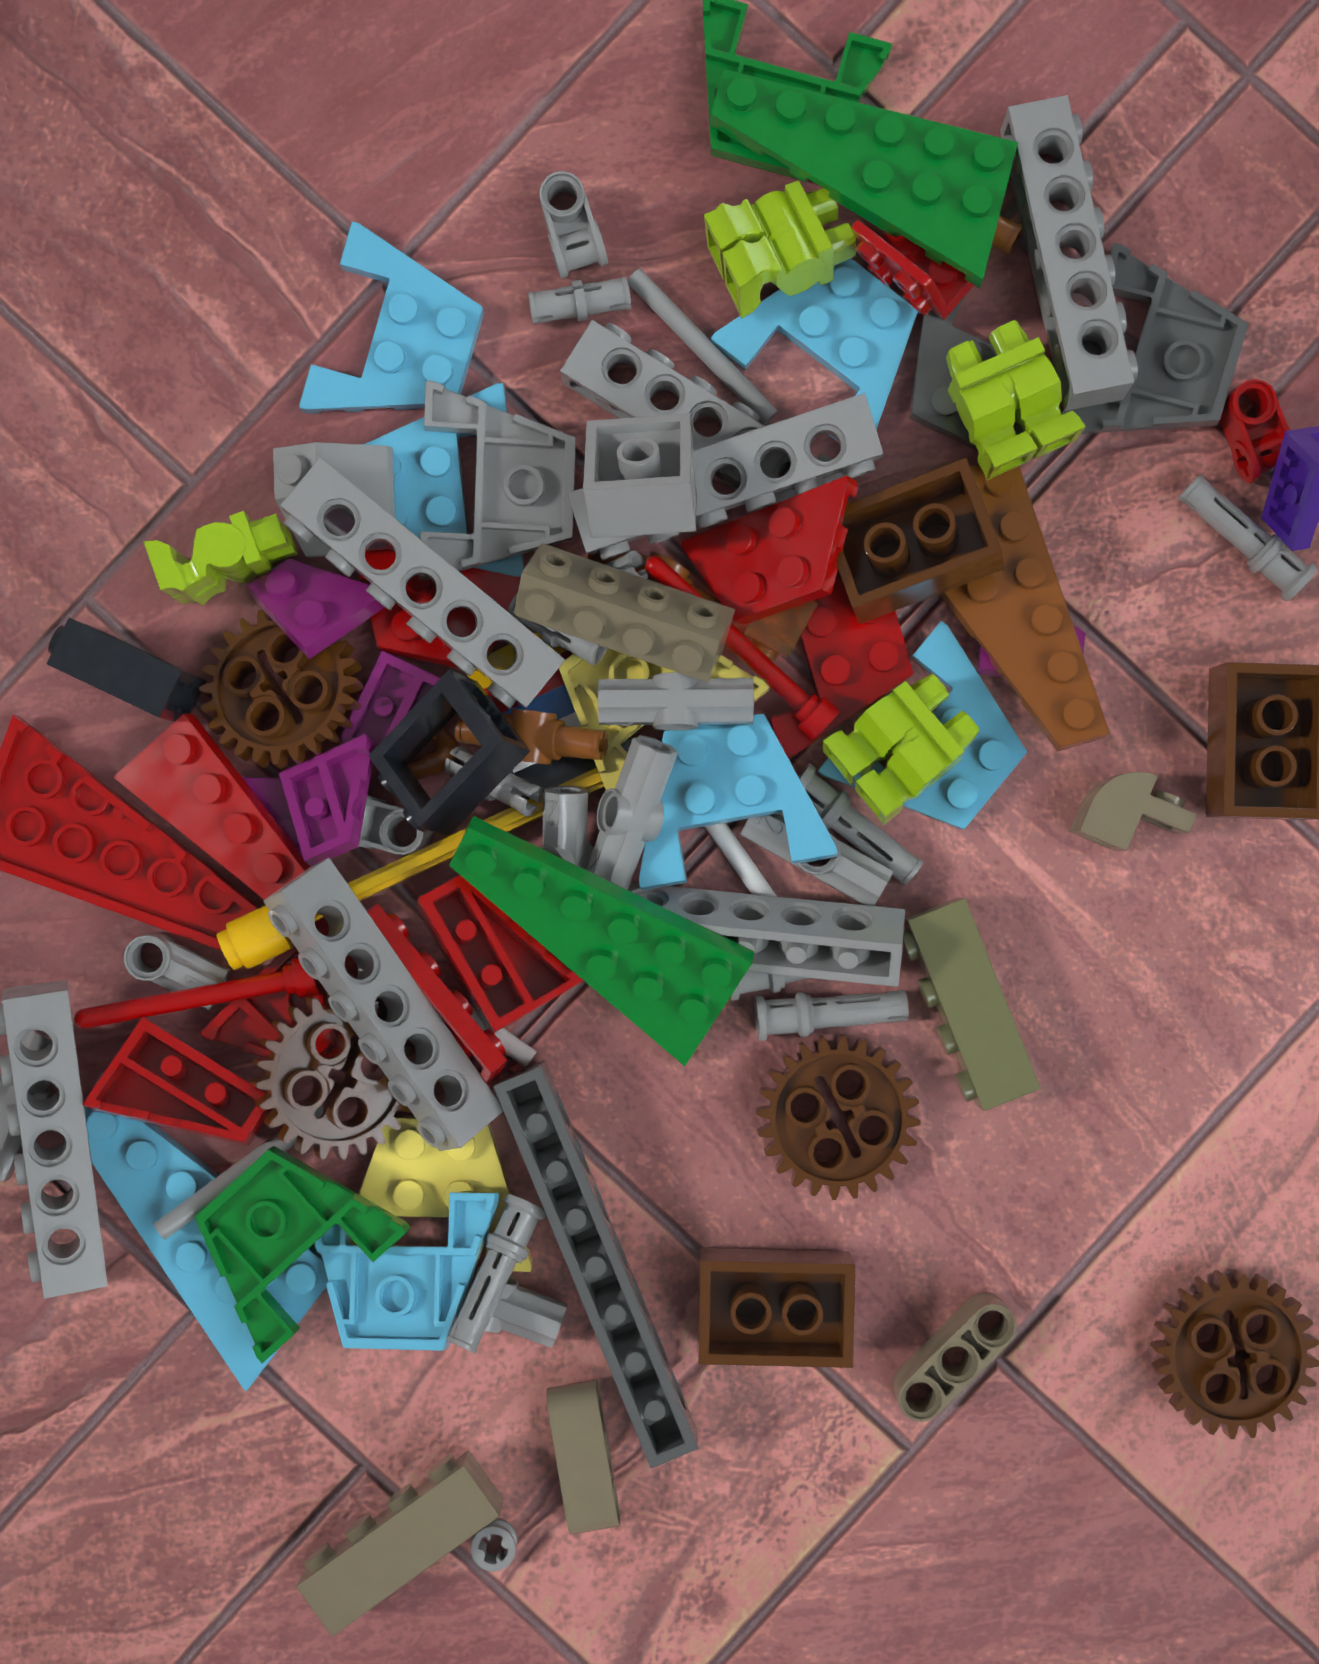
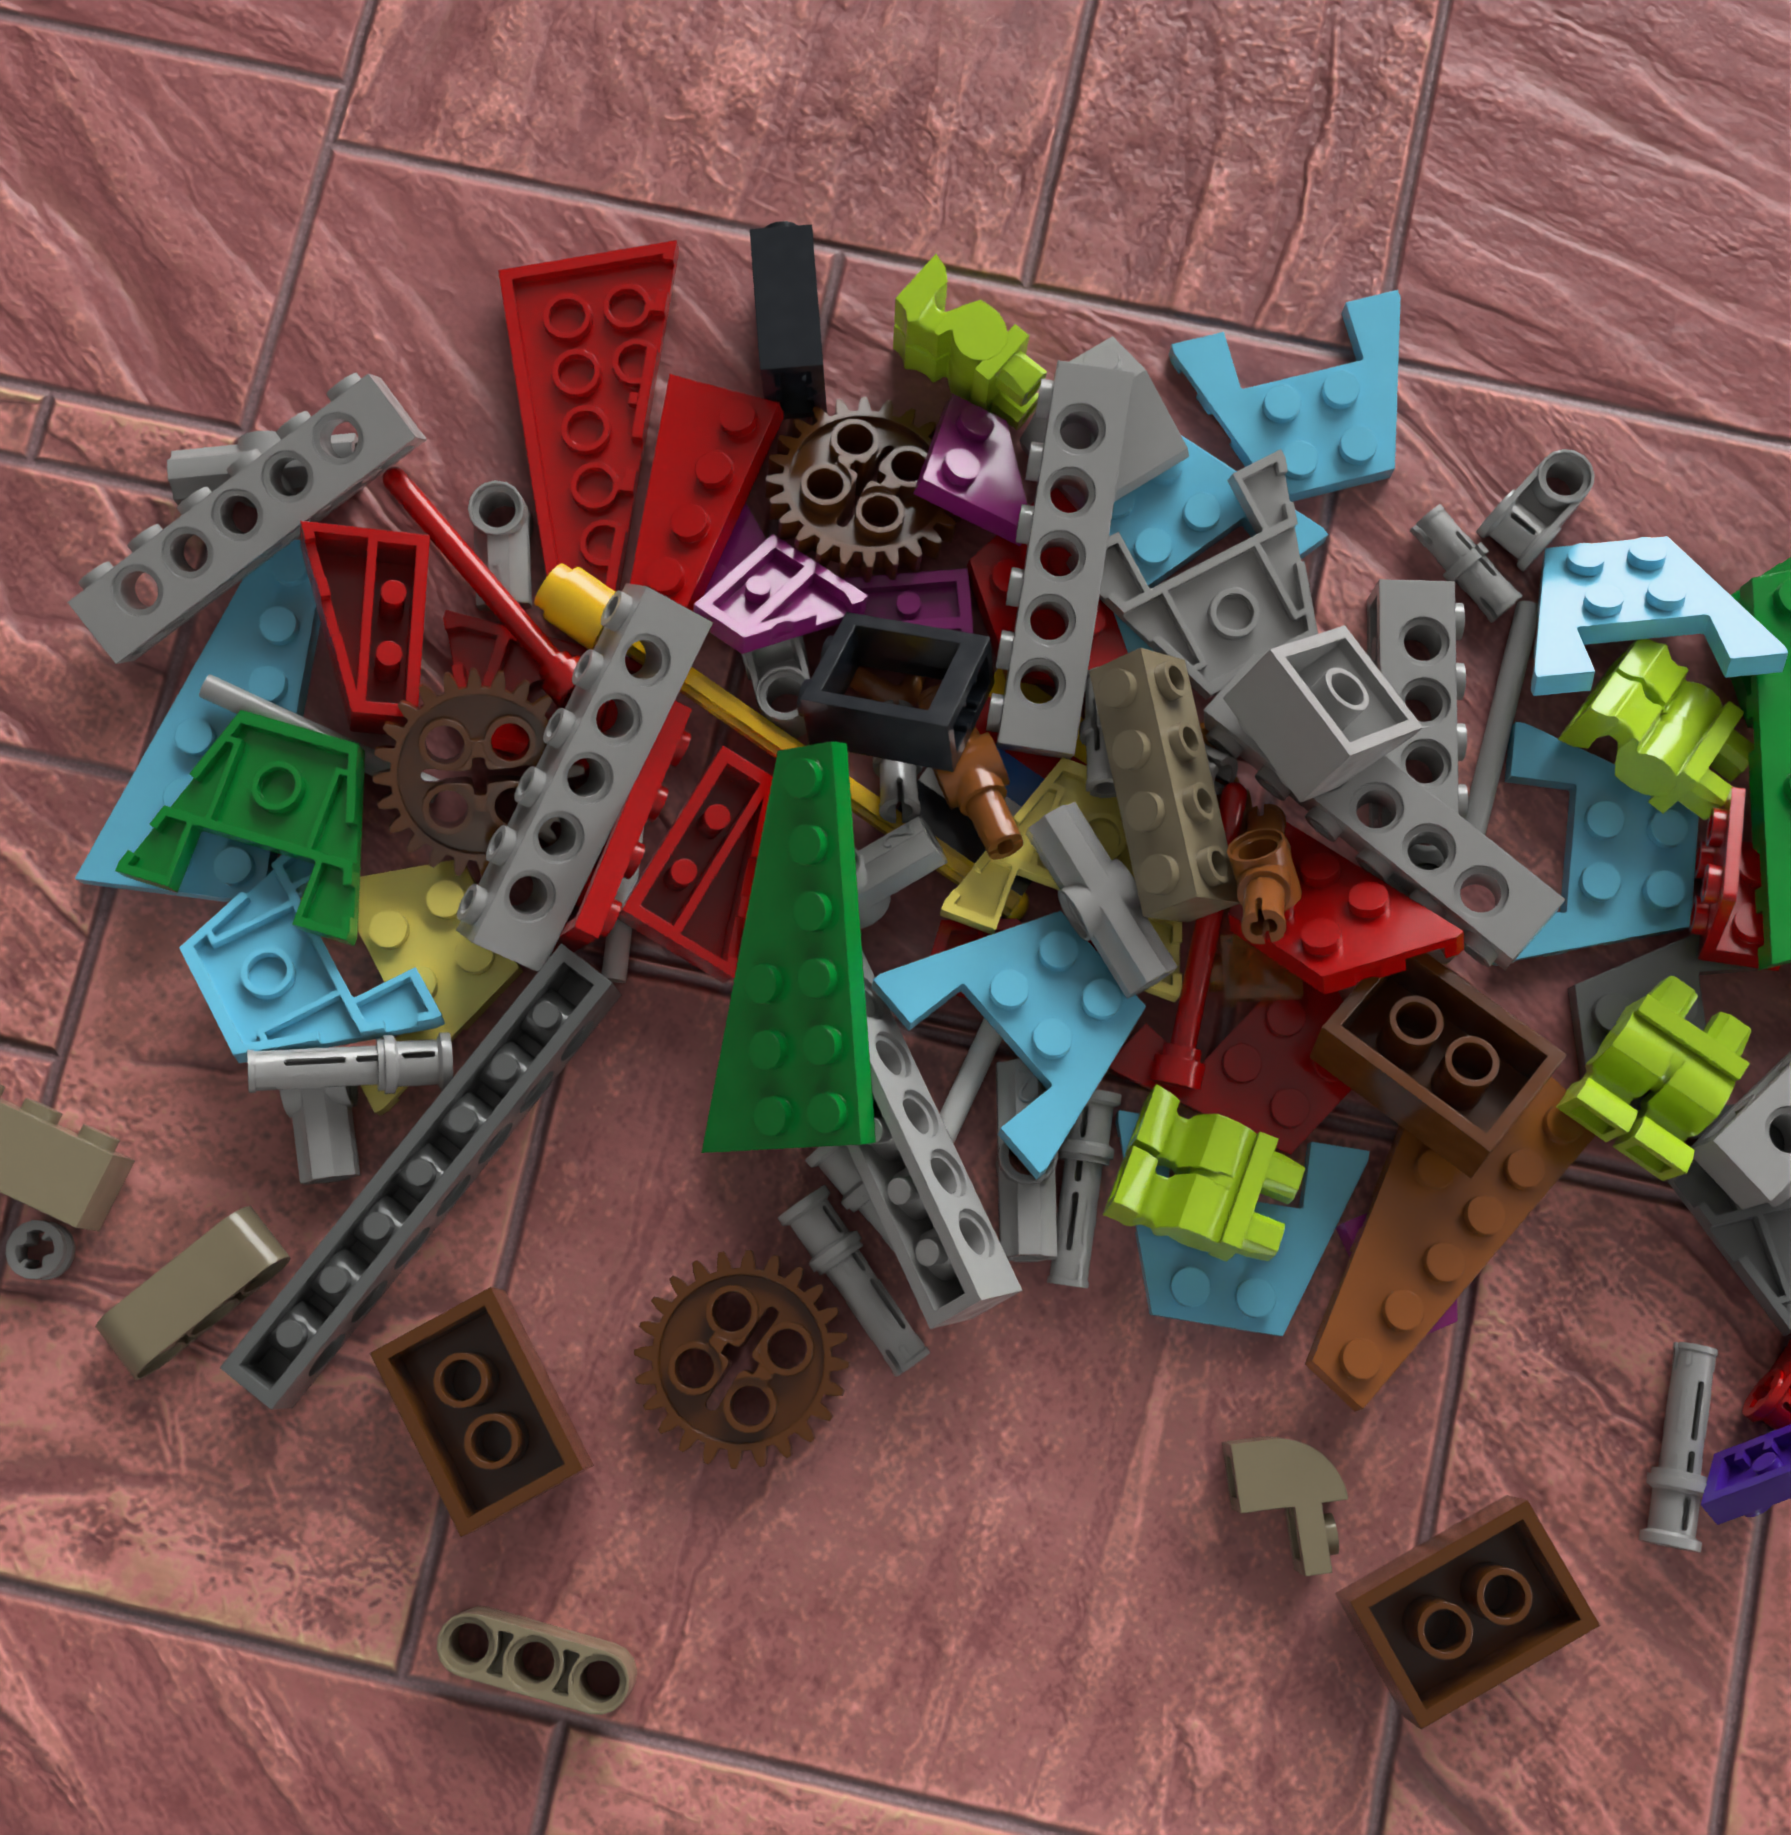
camera: 60 degrees right, 10 degrees down
(631, 810) = (952, 919): light grey piece -> none
(671, 201) = (1635, 594): none -> wing
(726, 583) = (1264, 874): none -> dark orange pin
(970, 1004) = (957, 1436): olive brick -> none

